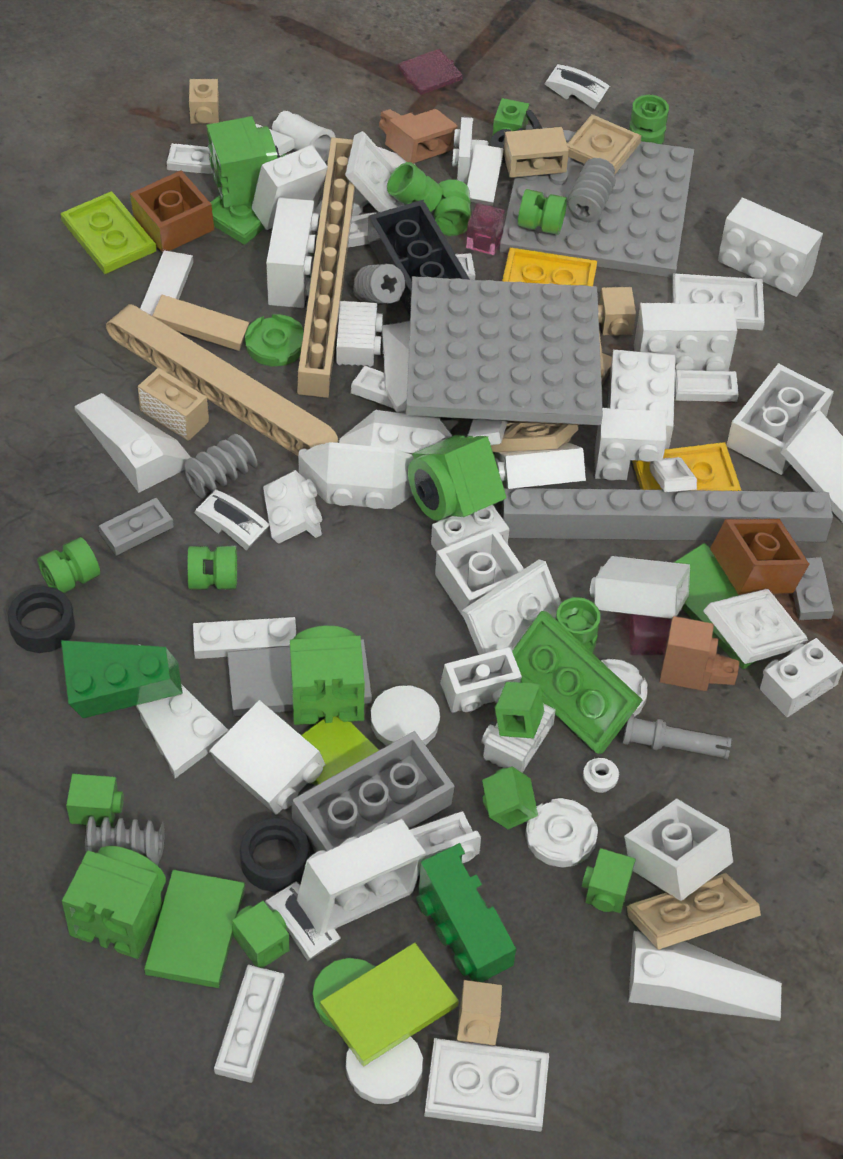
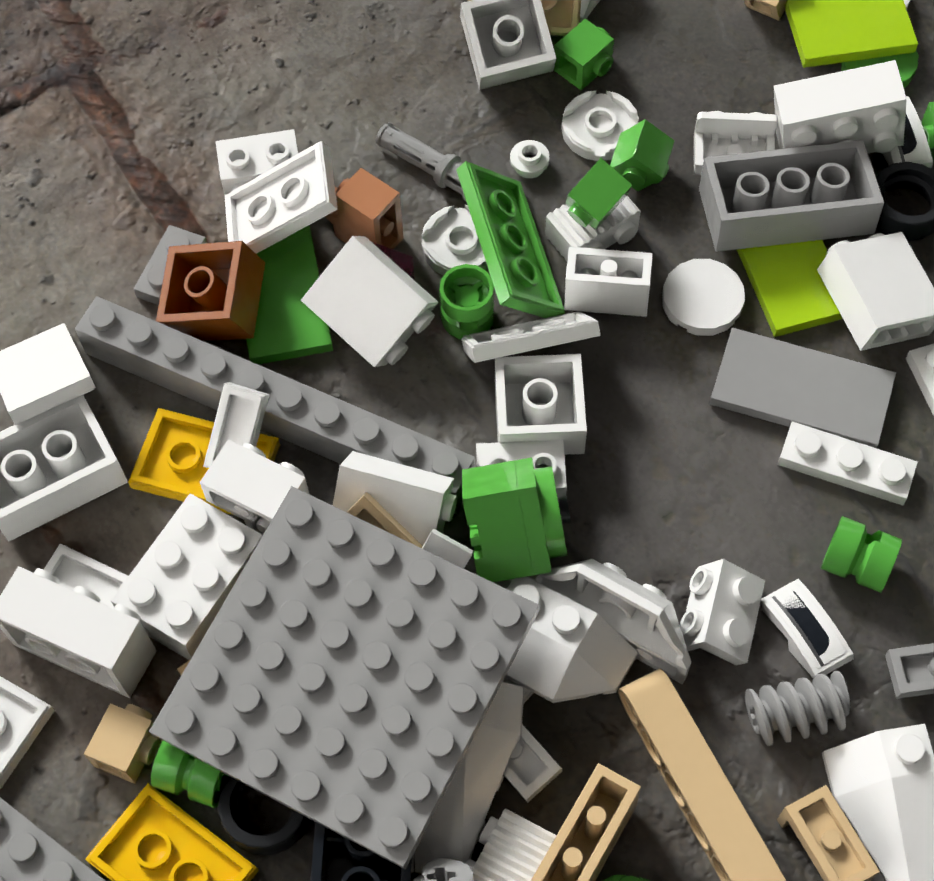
camera: 150 degrees left, 10 degrees up
(327, 675) = (788, 327): bright green piece -> none
(463, 917) = (744, 62): green wedge -> none

